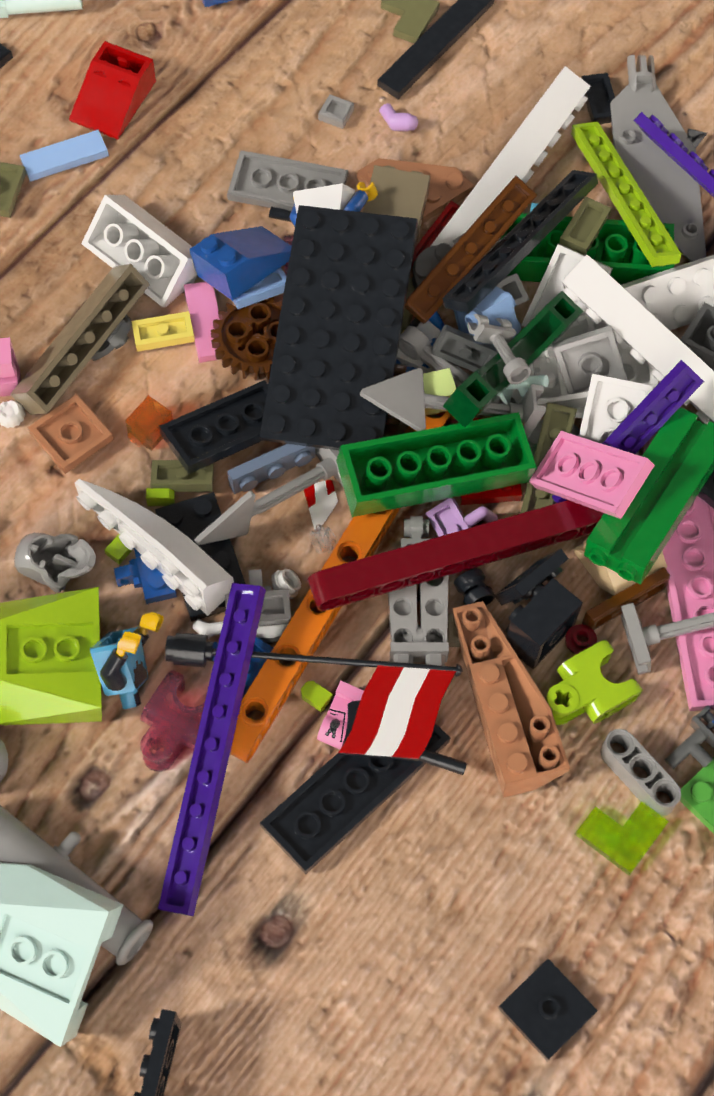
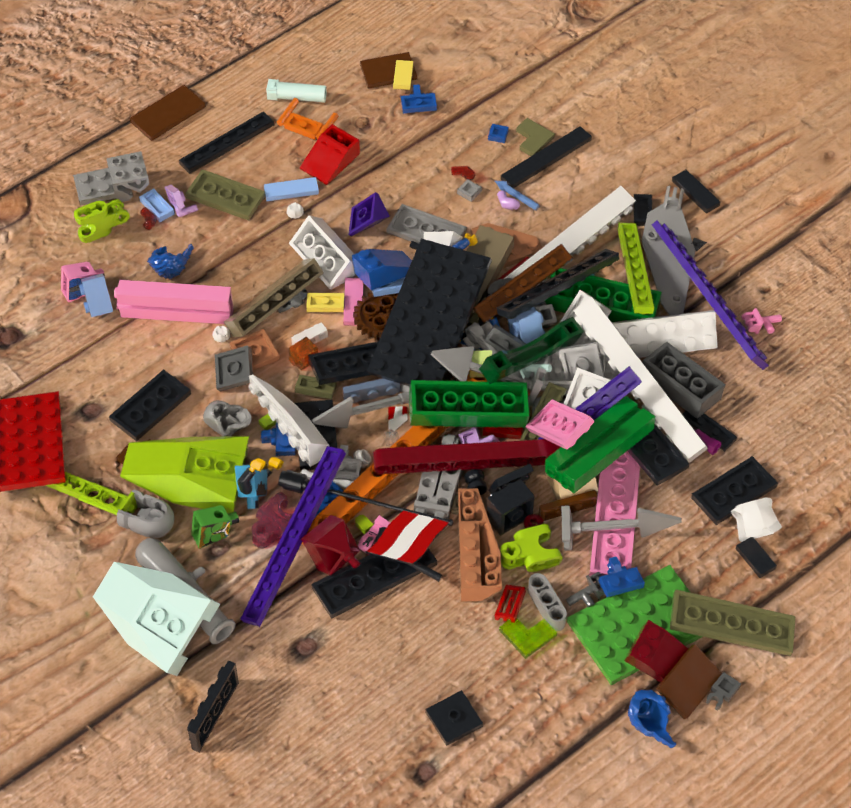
camera: 15 degrees right, 10 degrees down
(44, 470) = (233, 368): none -> dark grey plate
(59, 50) = (303, 125): none -> orange plate
(73, 752) = (212, 525): none -> bright green torso
(78, 189) = (295, 210): none -> white piece
(158, 387) = (315, 334): none -> white piece
(160, 496) = (299, 396): lime piece -> none
(192, 176) = (367, 214): none -> dark purple slope
(279, 752) = (331, 545): none -> dark red piece
(321, 82) = (465, 171): none -> clear red arm
(355, 15) = (498, 133): none -> blue tile
(387, 96) = (503, 185): none -> medium blue piece
(516, 369) = (529, 355): light grey bar -> none
(583, 812) = (499, 612): none -> red tile
(585, 225) = (603, 283): olive tile -> none
(669, 56) = (696, 191): none -> black tile

